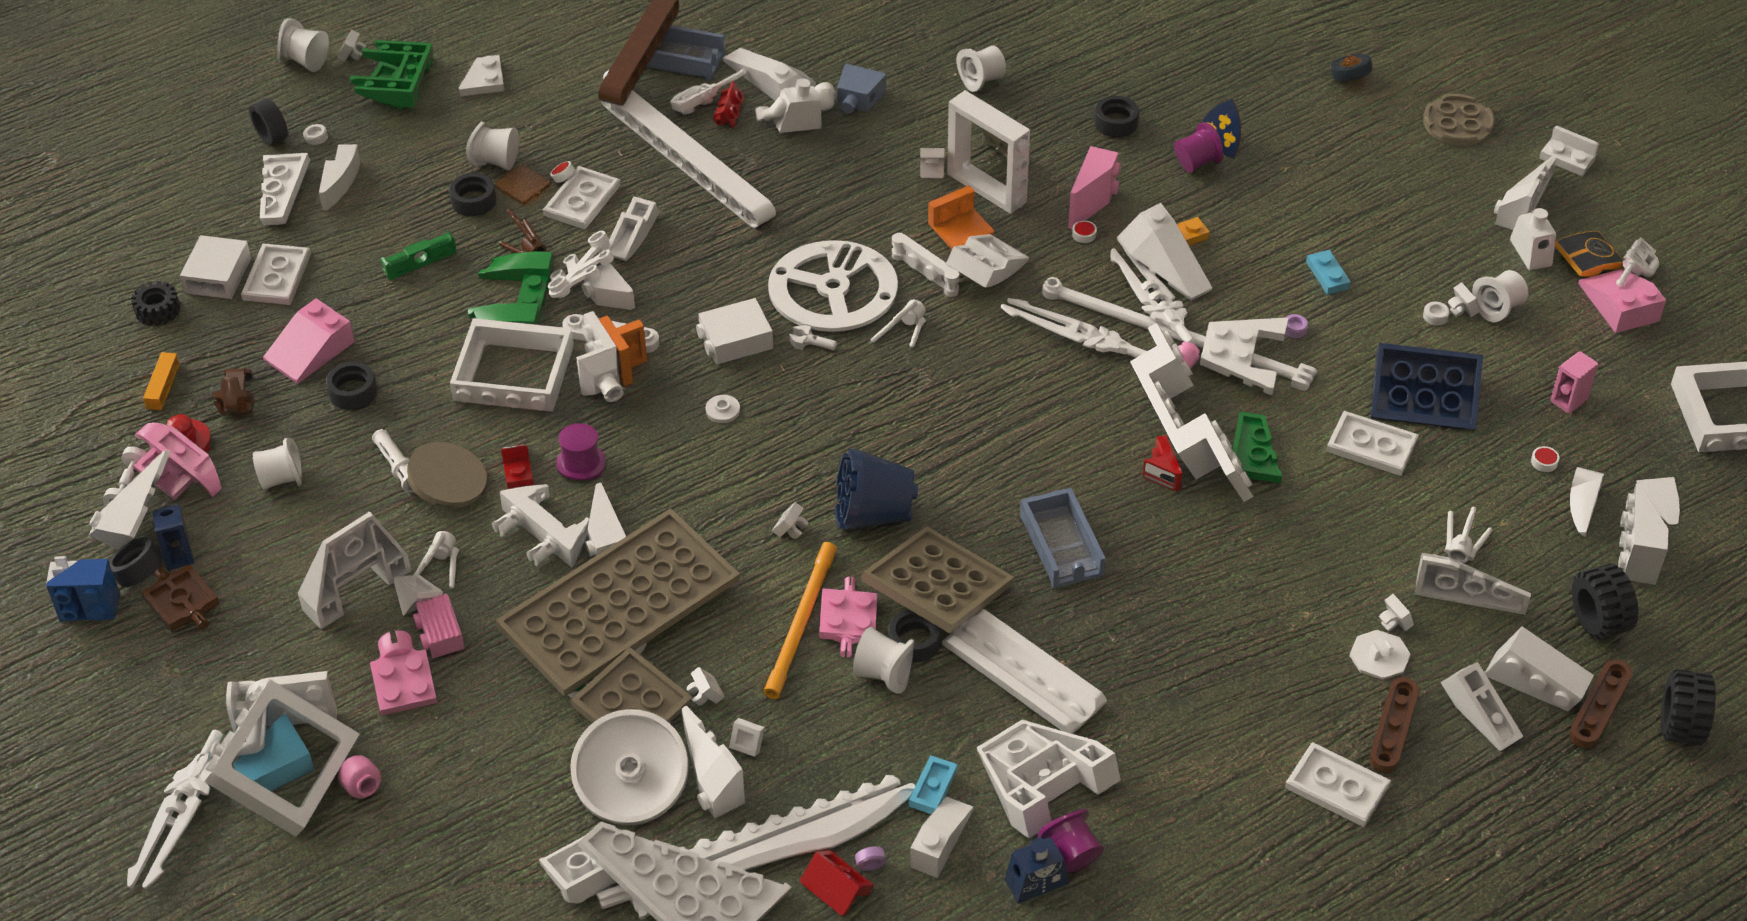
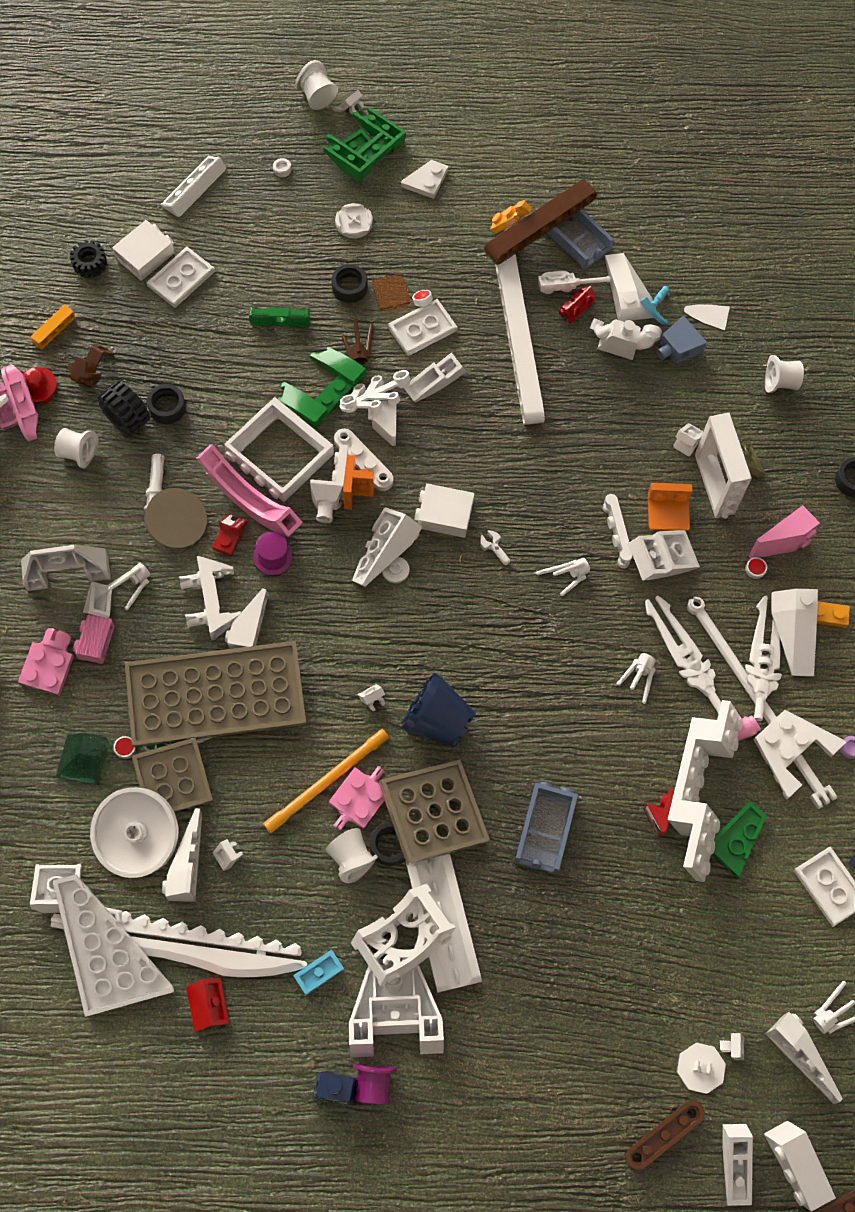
camera: 30 degrees right, 20 degrees up
(227, 191) = (194, 186): none -> white slope
(268, 121) = (252, 142): black tyre -> none
(281, 184) = (233, 198): white wing -> none
(309, 341) = (162, 350): bright pink slope -> none
(310, 402) = (123, 408): none -> black tyre
(339, 175) = (271, 215): white slope -> none
(433, 144) = (354, 220): none -> white tile
(492, 146) = (386, 251): white hat -> none
(512, 737) = (83, 758): none -> clear green slope
(513, 422) = (263, 510): none -> bright pink arch
(553, 707) = (124, 748): none -> red tile
(603, 60) = (510, 216): none -> light orange hinge
(696, 379) = (391, 537): none -> white wedge
(707, 687) = (228, 796): white tile -> none
(806, 70) = (651, 306): none -> medium azure piece
(840, 318) = (527, 543): white piece -> none
(868, 58) = (709, 314): none -> white sticker
(870, 858) = (238, 1003): lavender tile -> none
(939, 836) = (298, 1013): white slope -> none
(962, 720) = (374, 934): none -> white fence
(1045, 360) = (643, 666): none -> white plant
(1338, 784) = (591, 1154): white tile -> none

